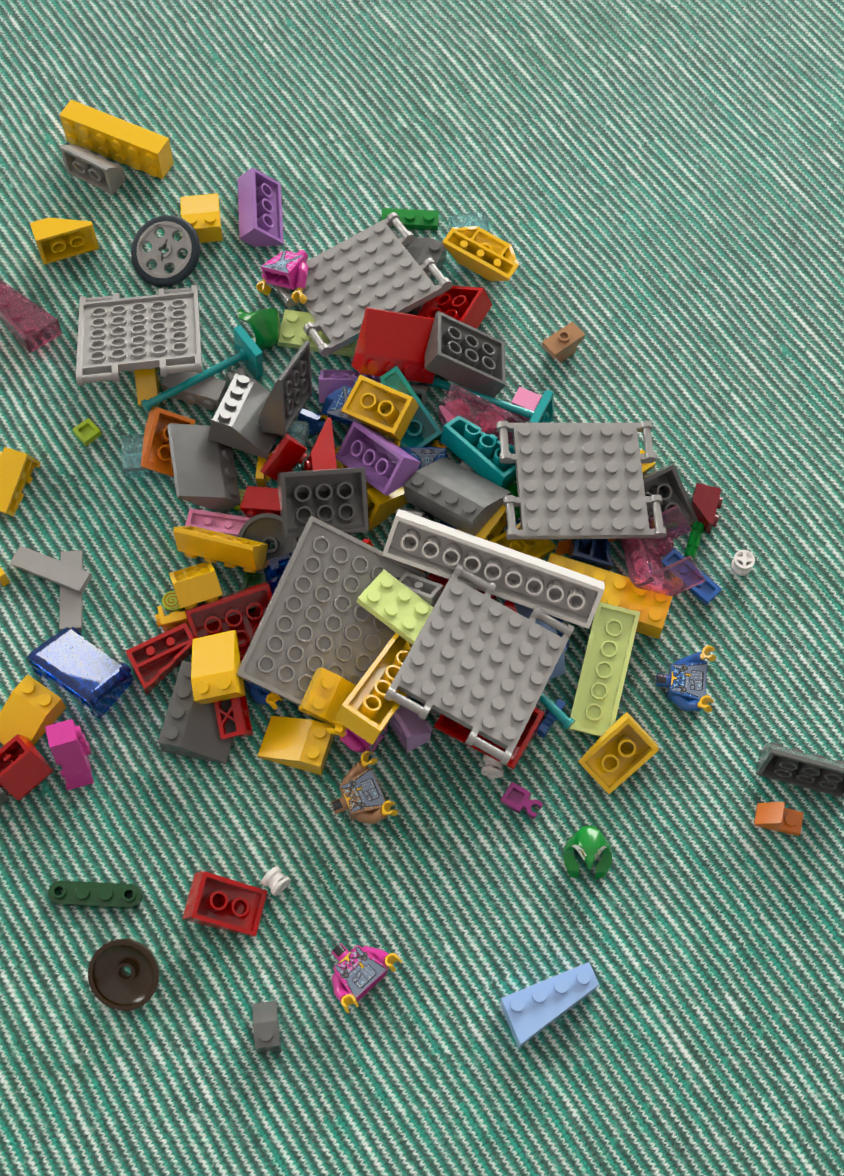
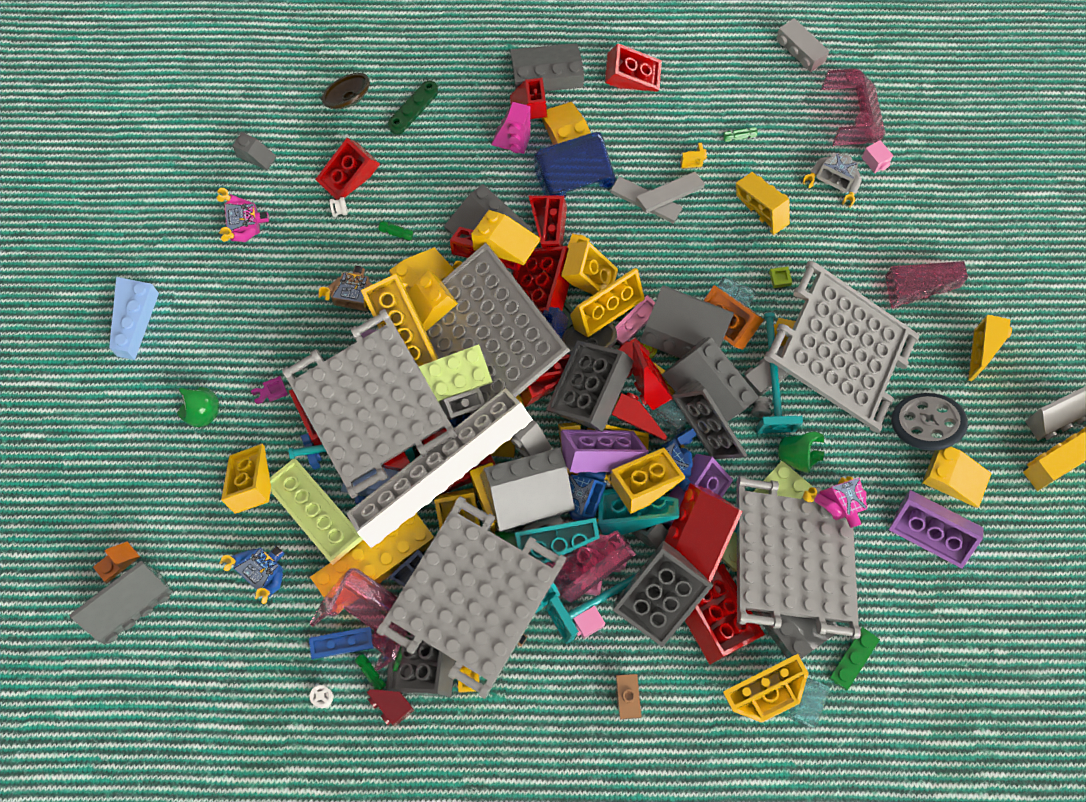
camera: 125 degrees right, 5 degrees up
(263, 805) = (395, 230): none -> green axle

